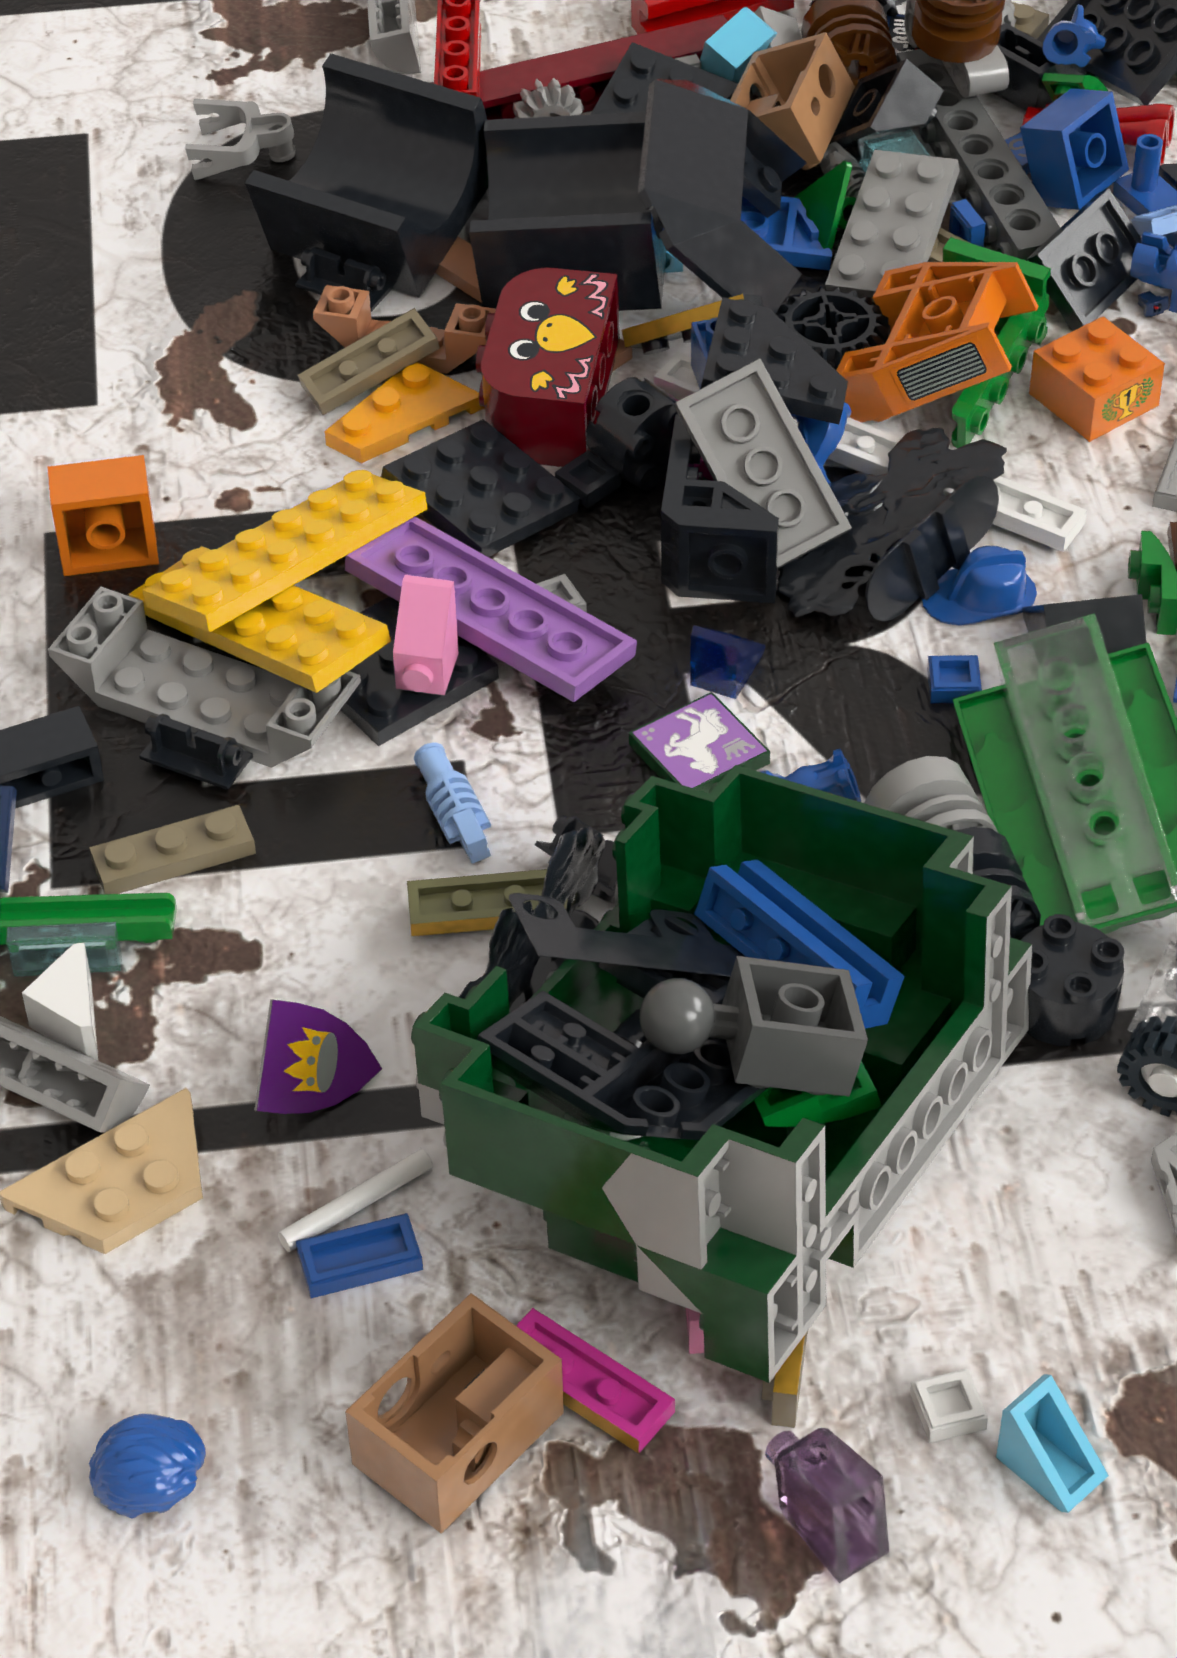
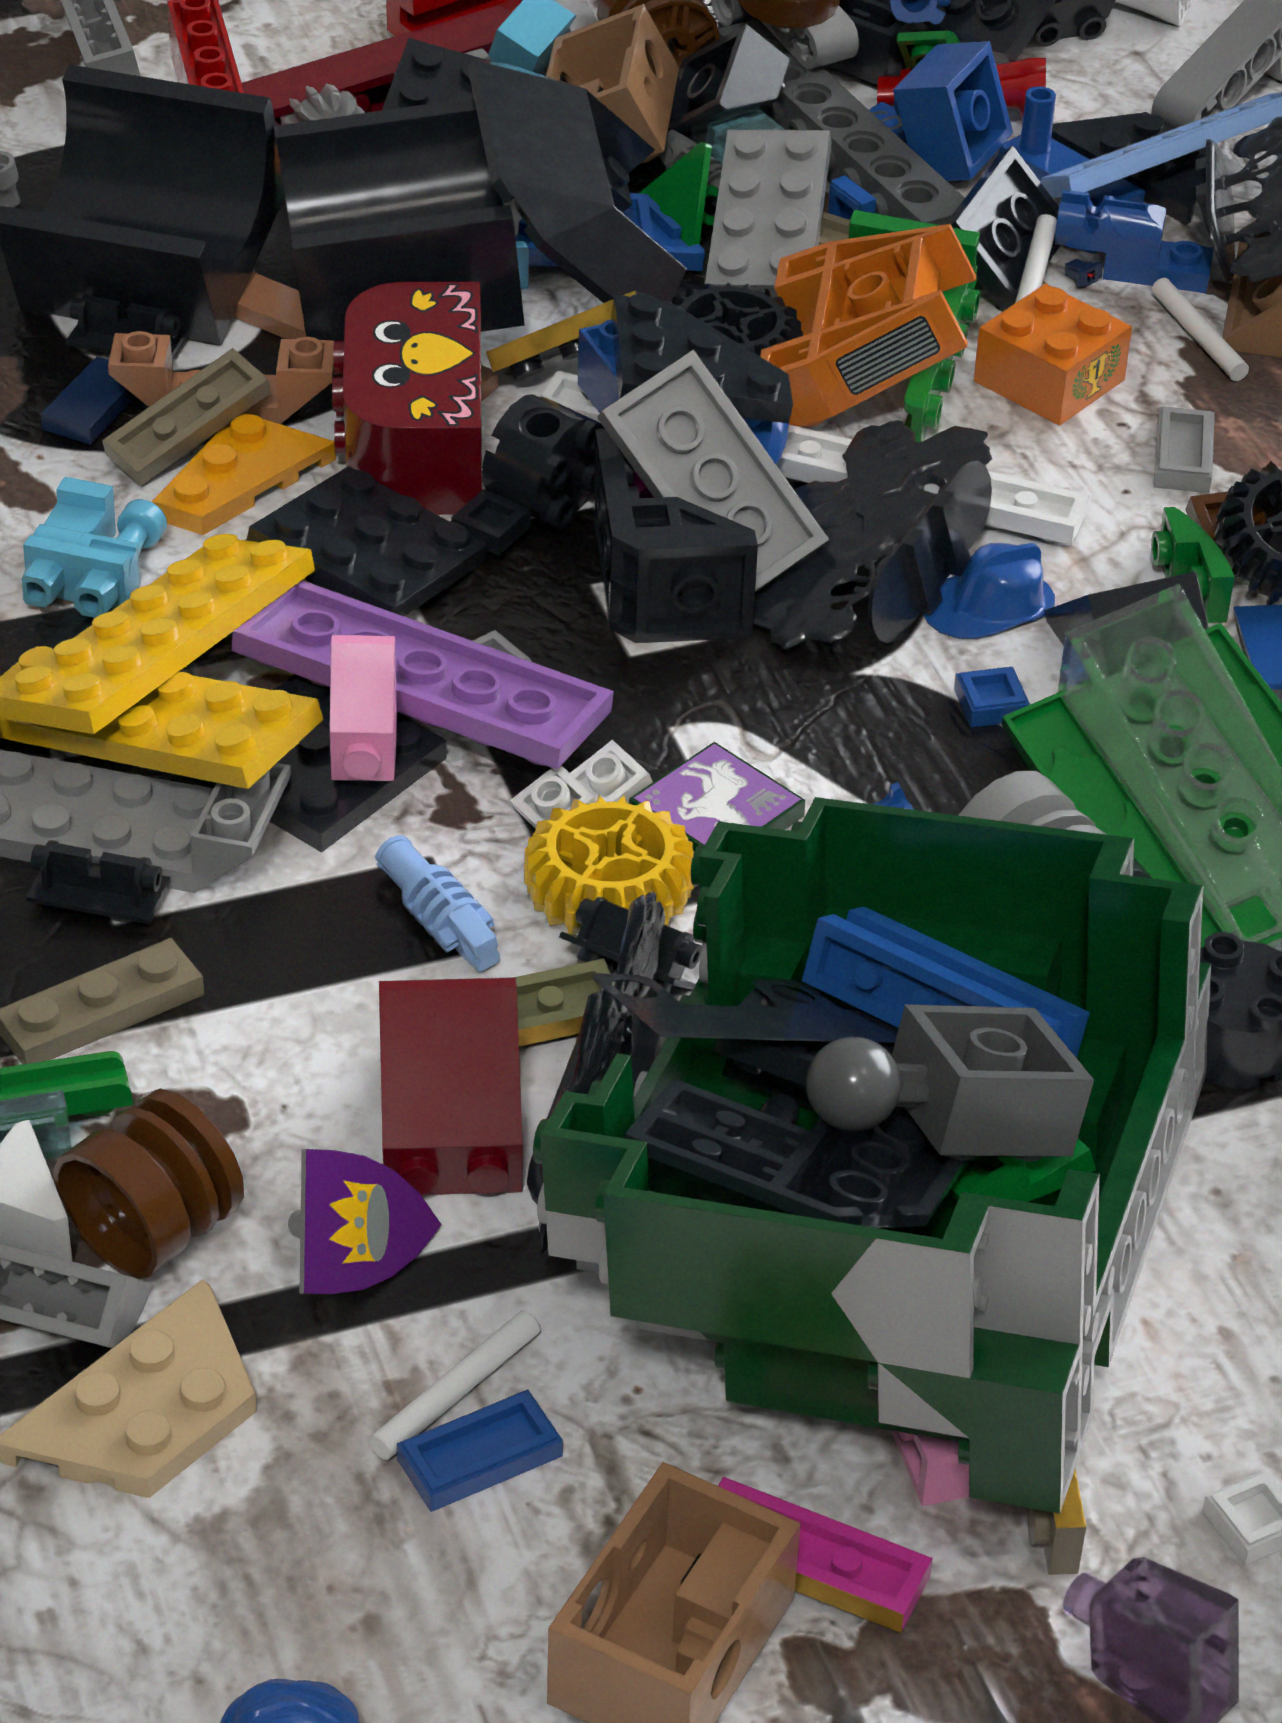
camera: 15 degrees left, 5 degrees down
(159, 1007) = (149, 1183): none -> reddish brown wheel
(262, 467) = (76, 551): none -> medium azure hips
(296, 342) = (87, 404): none -> dark blue tile
(407, 951) = (451, 1084): none -> dark red slope
(583, 730) = (605, 773): none -> white slope
(592, 776) = (607, 853): none -> yellow gear
(722, 661) = (716, 704): clear blue slope -> none
(1111, 287) = (1037, 255): none -> white bar

